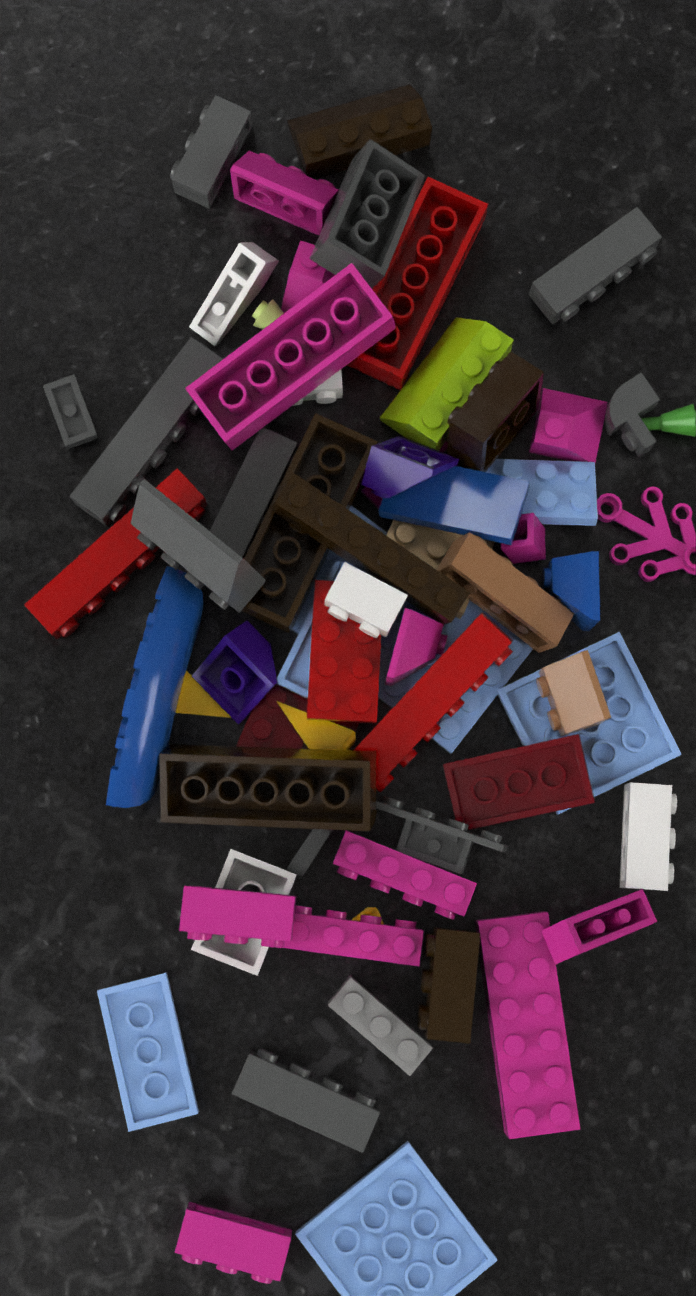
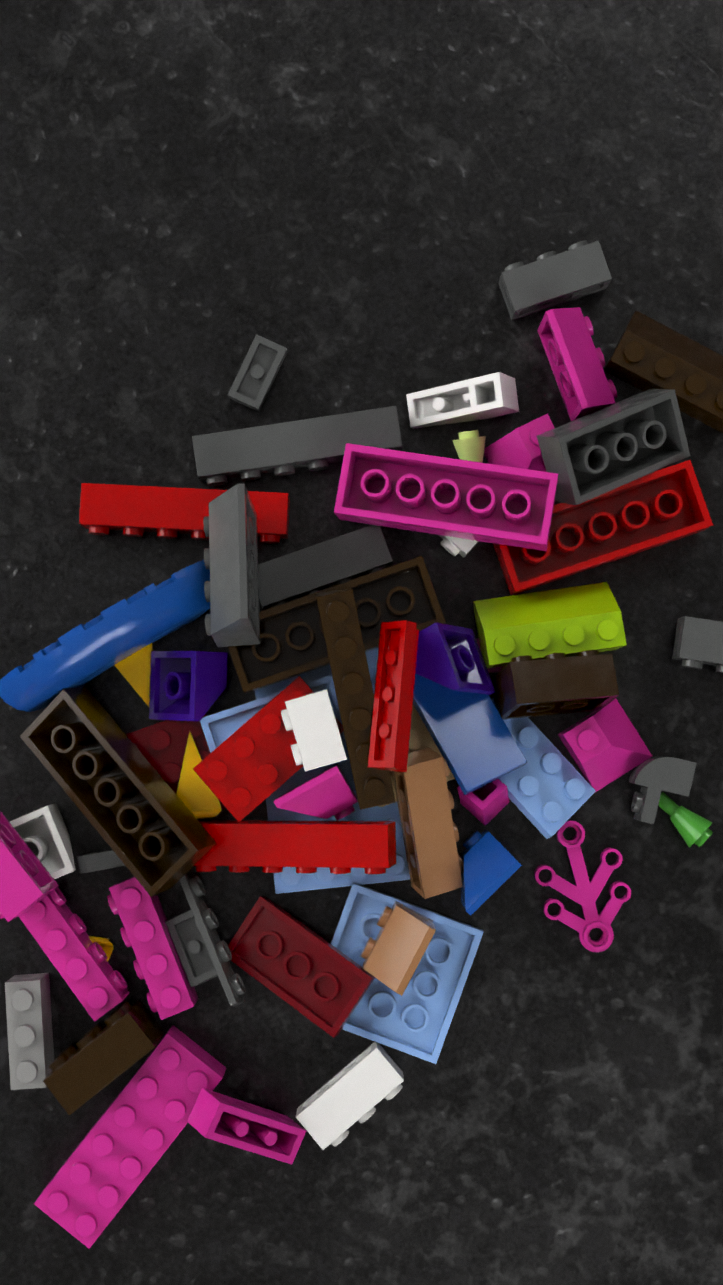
camera: 50 degrees right, 5 degrees up
(395, 519) = (393, 696): none -> red fence

